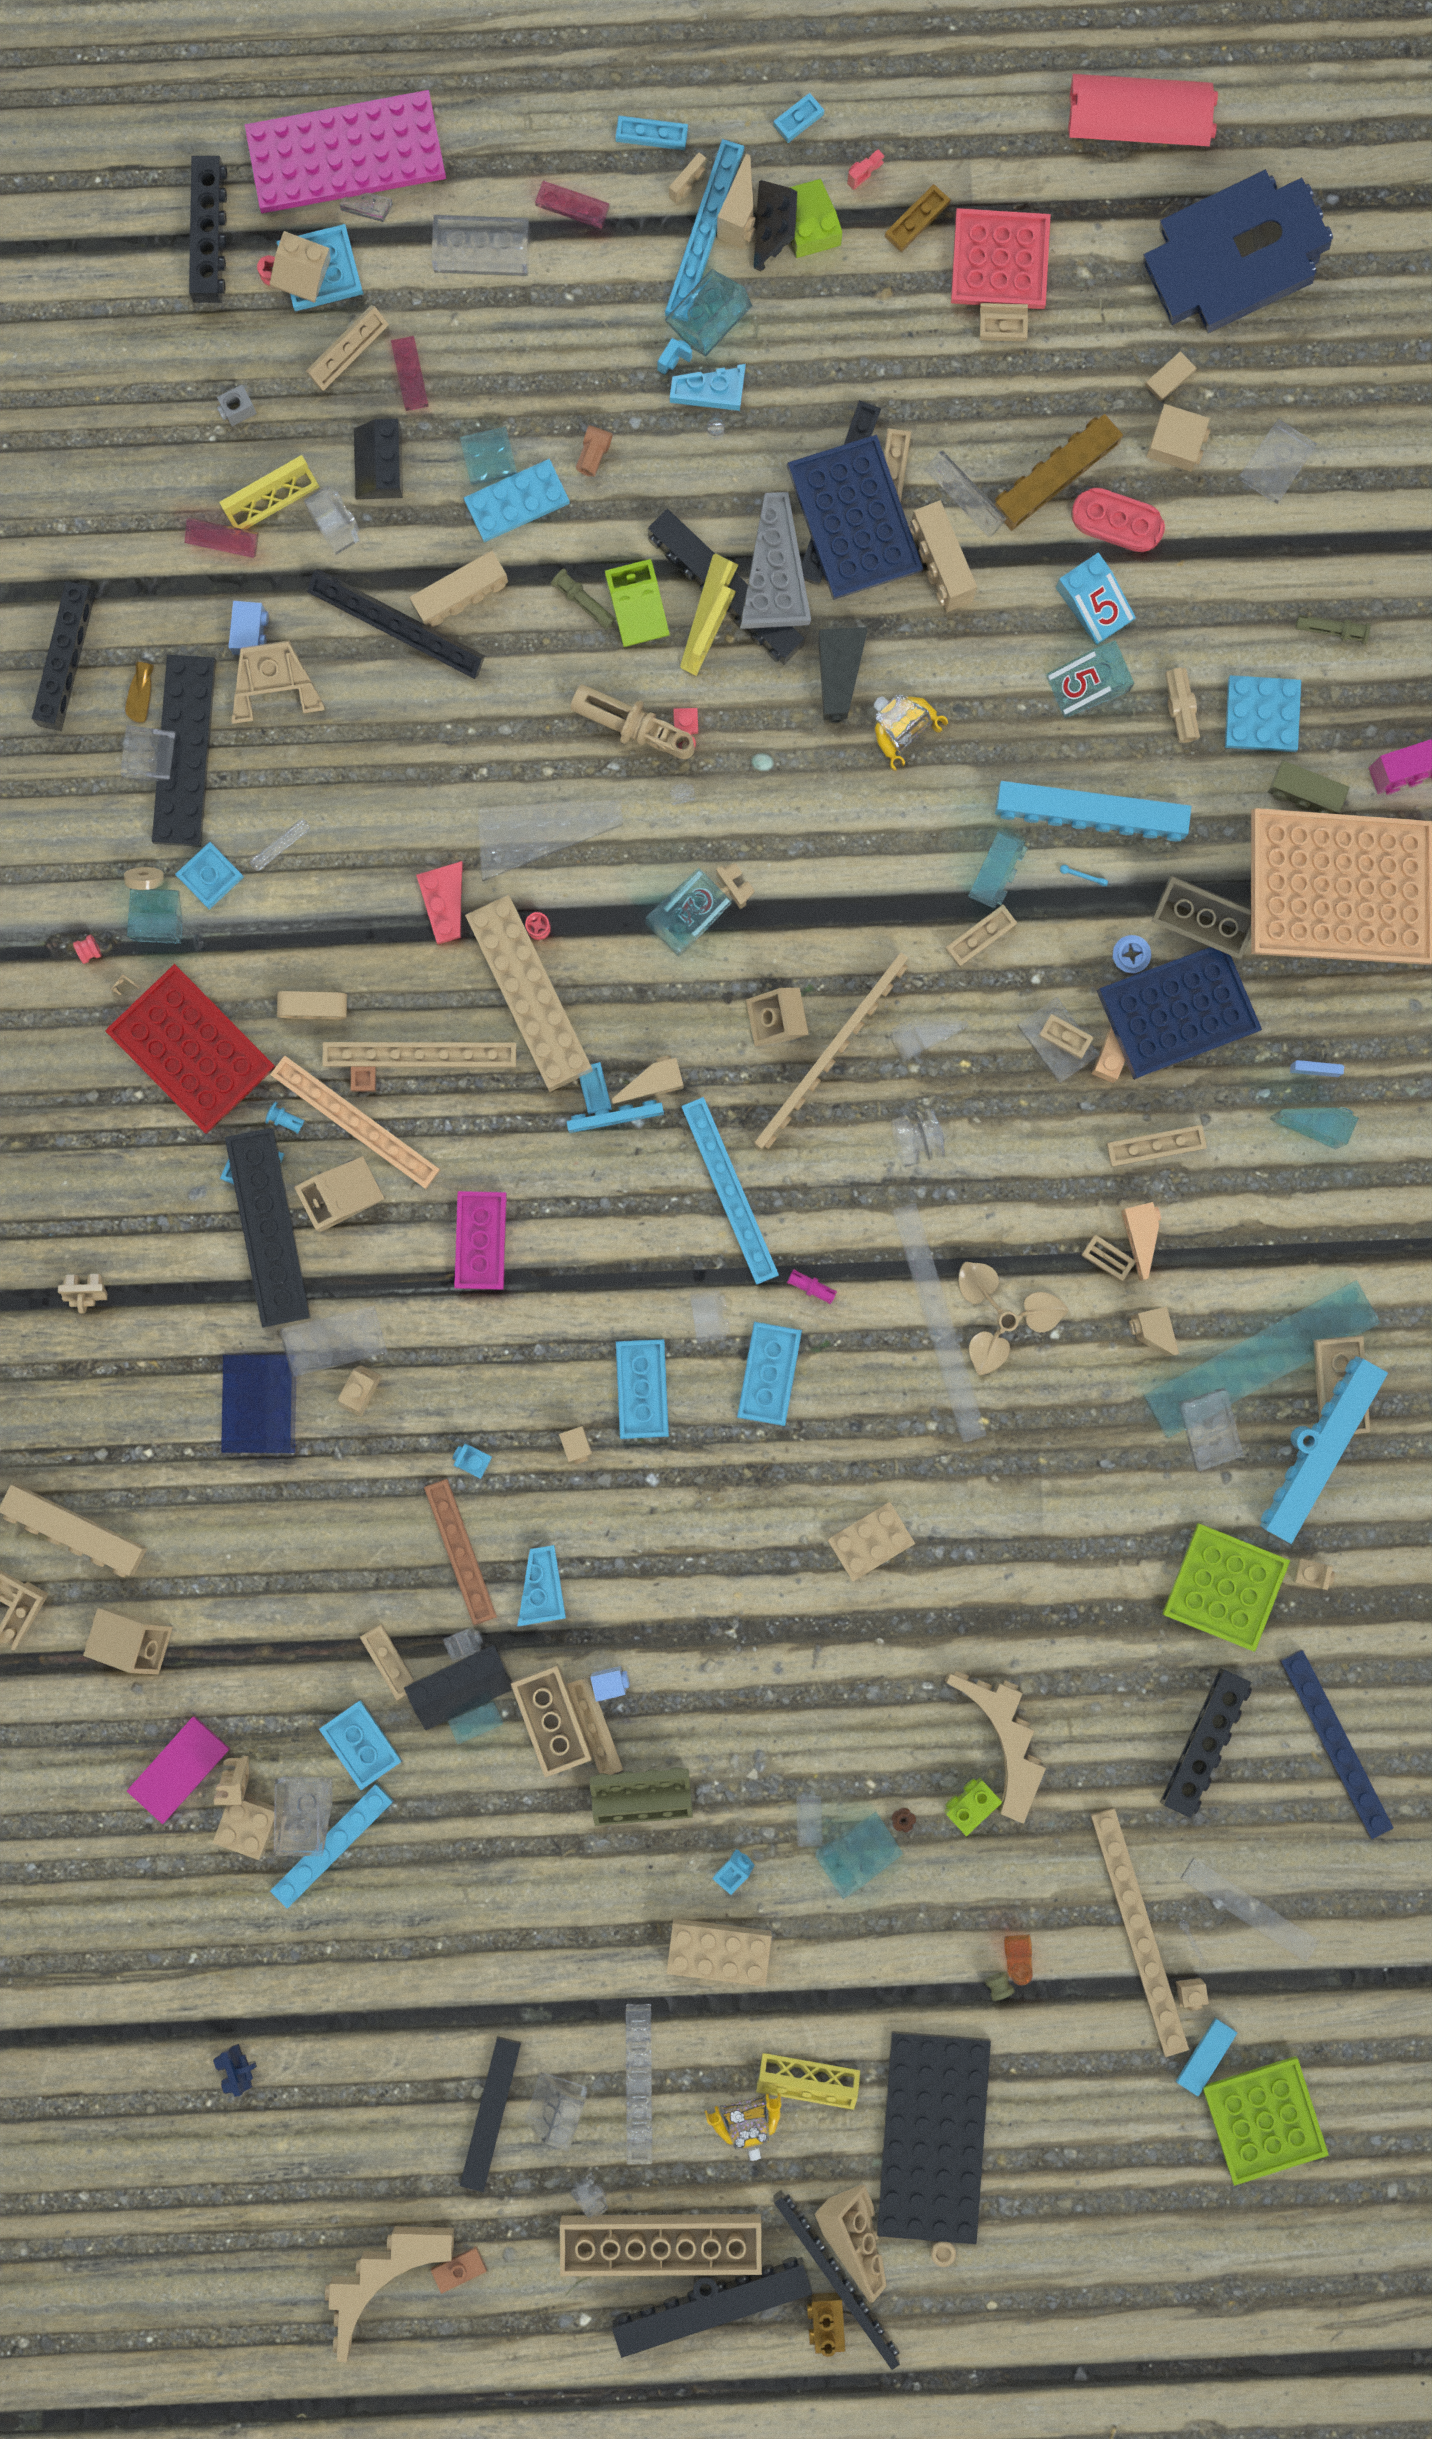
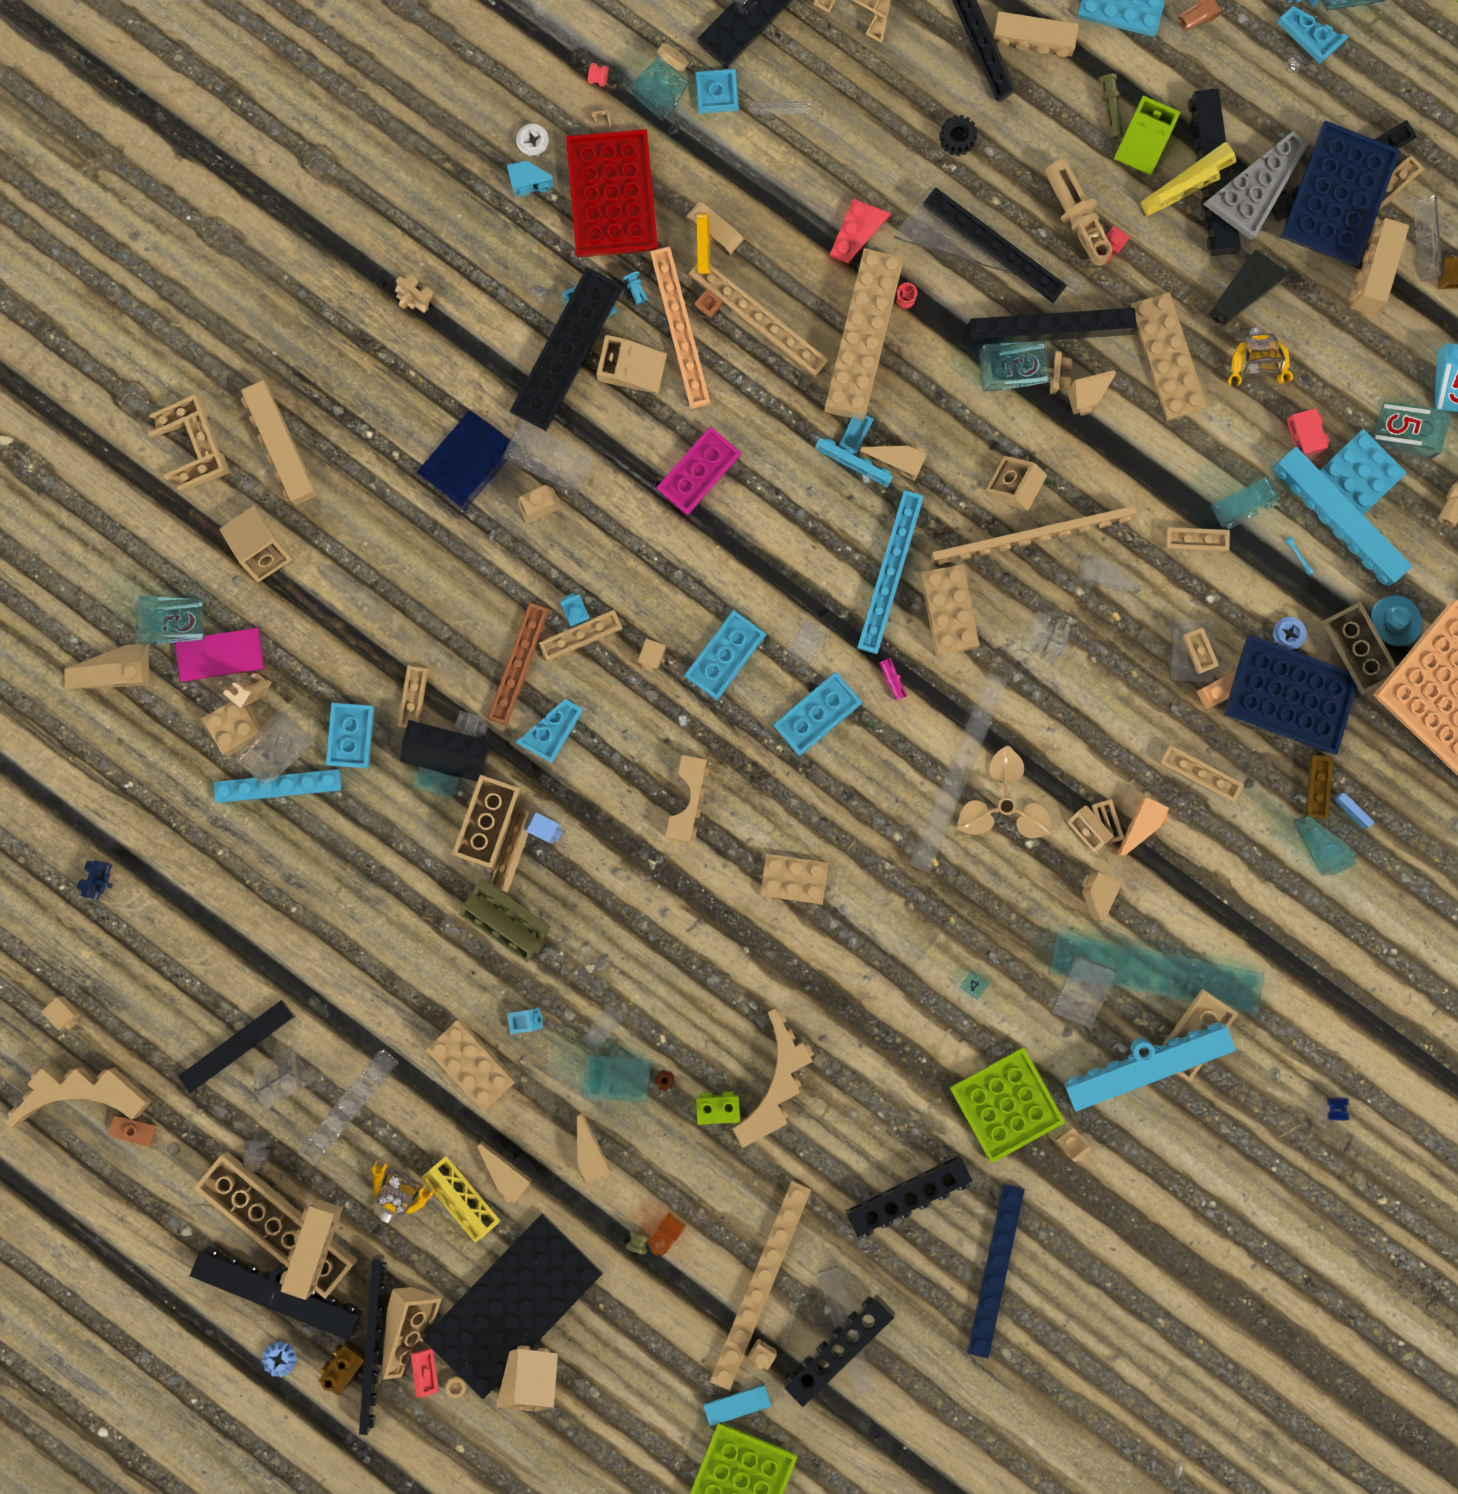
camera: 40 degrees right, 0 degrees up
(74, 1047) = (537, 132): none -> white gear
(90, 1863) = (115, 668): none -> tan wedge
(101, 1097) = (528, 178): none -> medium azure slope
(105, 1777) = (168, 620): none -> clear light blue slope
(305, 2218) = (61, 1013): none -> tan brick
(314, 1029) = (703, 243): none -> yellow beam
(461, 753) = (962, 124): none -> black tyre
(495, 1479) = (580, 635): none -> tan tile
(581, 816) = (994, 245): none -> black plate
(693, 848) = (1051, 326): none -> black brick
(700, 1521) = (682, 826): none -> tan arch
(713, 2241) = (311, 1249): none -> tan brick
(769, 2353) = (288, 1356): none -> light blue gear
(776, 882) = (1088, 391): none -> tan slope
(811, 1182) = (949, 610): none -> tan brick
(820, 789) = (1168, 357): none -> tan plate
(832, 2026) = (507, 1177): none -> tan slope
(895, 1946) = (590, 1157): none -> tan slope
(904, 2264) = (424, 1372): none -> coral plate
(1001, 758) = (1308, 432): none -> coral brick
(1004, 2192) = (529, 1380): none -> tan slope
(1078, 754) = (1363, 471): none -> medium azure plate
(1098, 1277) = (1090, 829): none -> tan slope
(1109, 1503) = (974, 985): none -> clear light blue tile
(1216, 864) = (1396, 620): none -> medium azure hat
(1256, 1994) = (805, 1391): none -> black brick
(1270, 1072) = (1319, 787): none -> pearl gold plate

